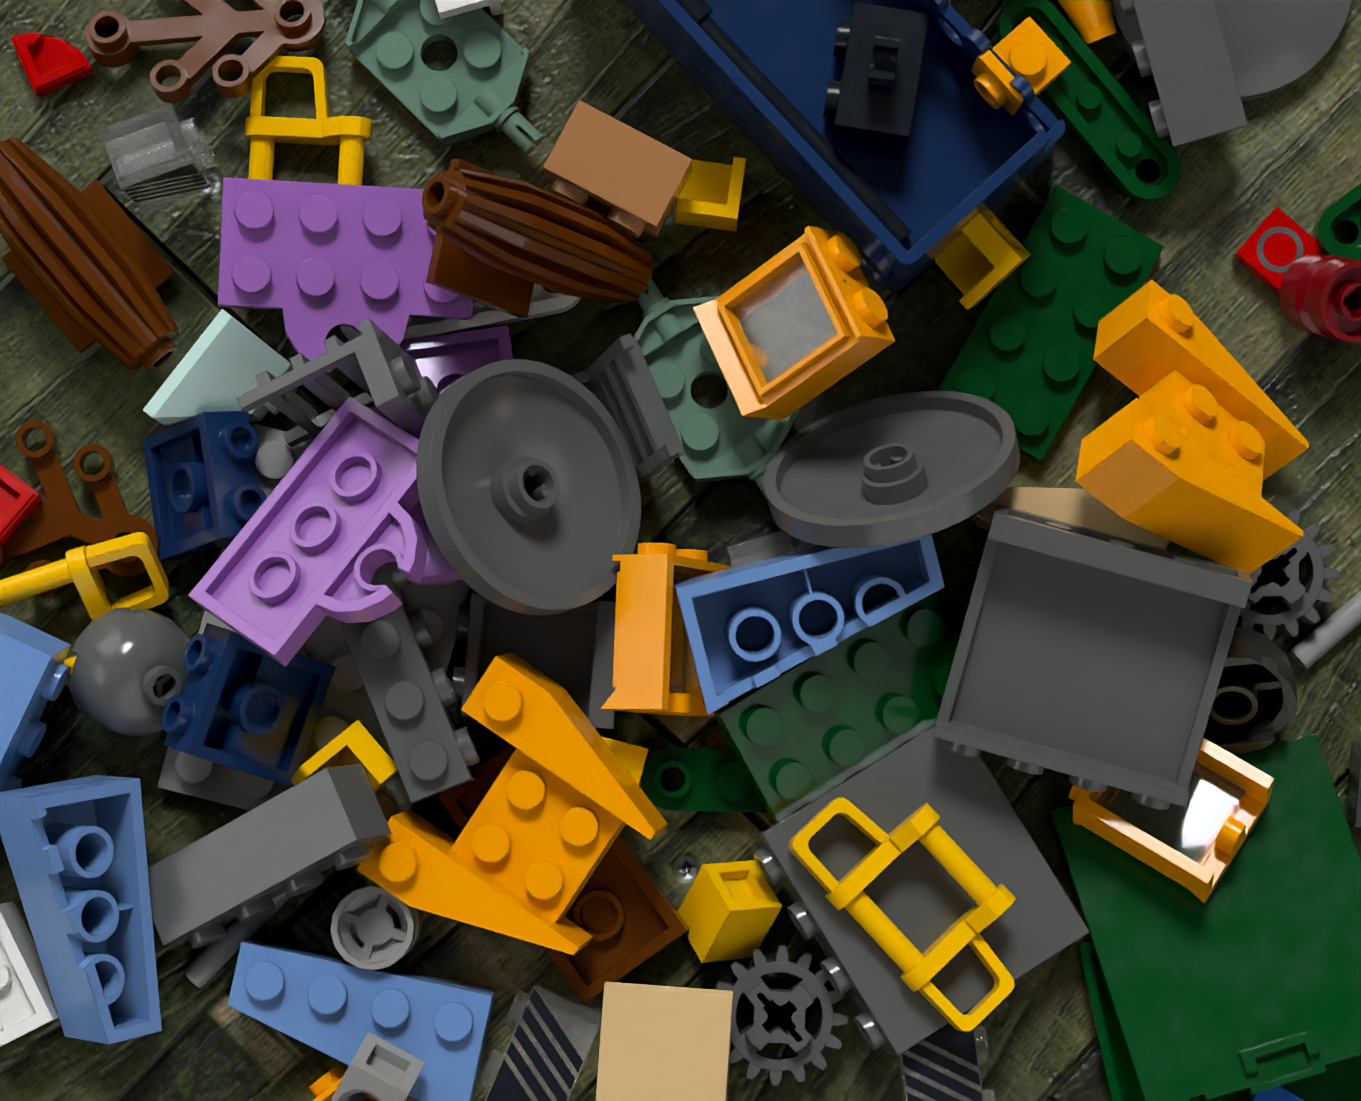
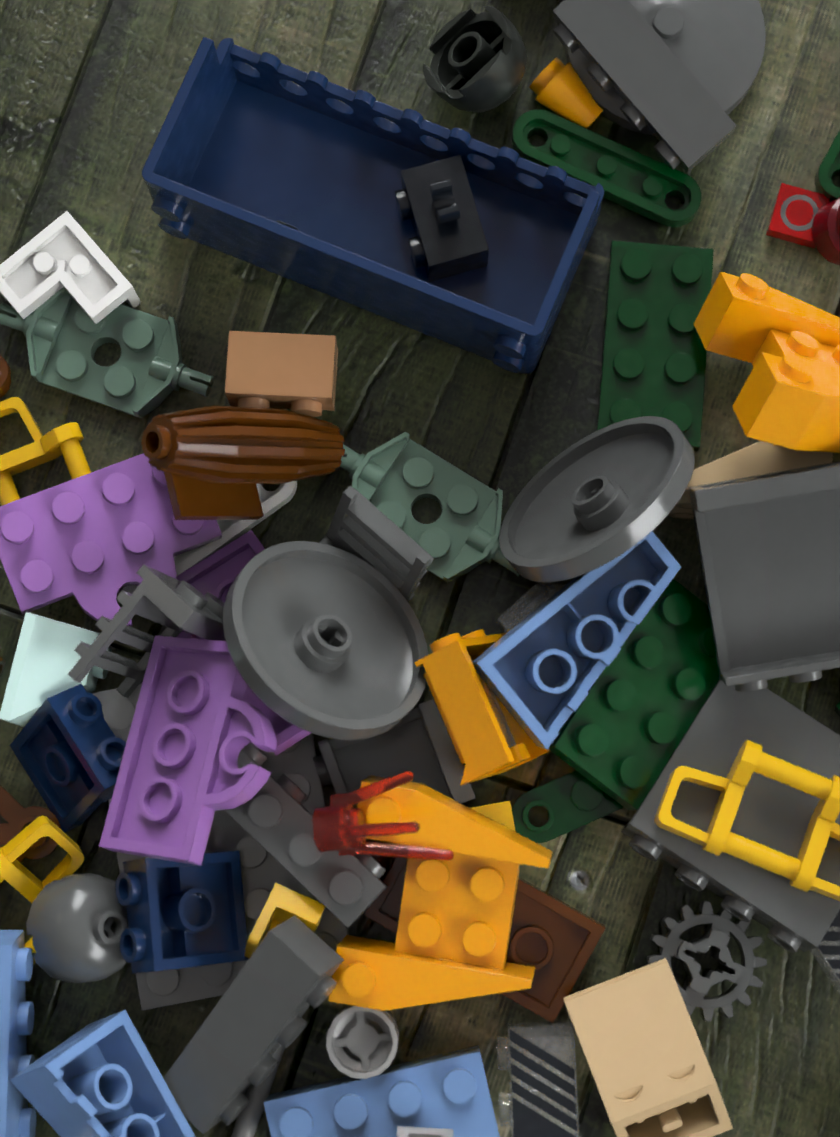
camera: 25 degrees left, 5 degrees down
(455, 701) = (345, 828): none -> clear red plant
(712, 195) = (362, 363): yellow panel -> none
(728, 910) = (629, 897): yellow panel -> none
(795, 325) = (472, 424): light orange window -> none
(981, 257) = (583, 317): yellow panel -> none
(1027, 54) = (546, 150): light orange bracket -> none

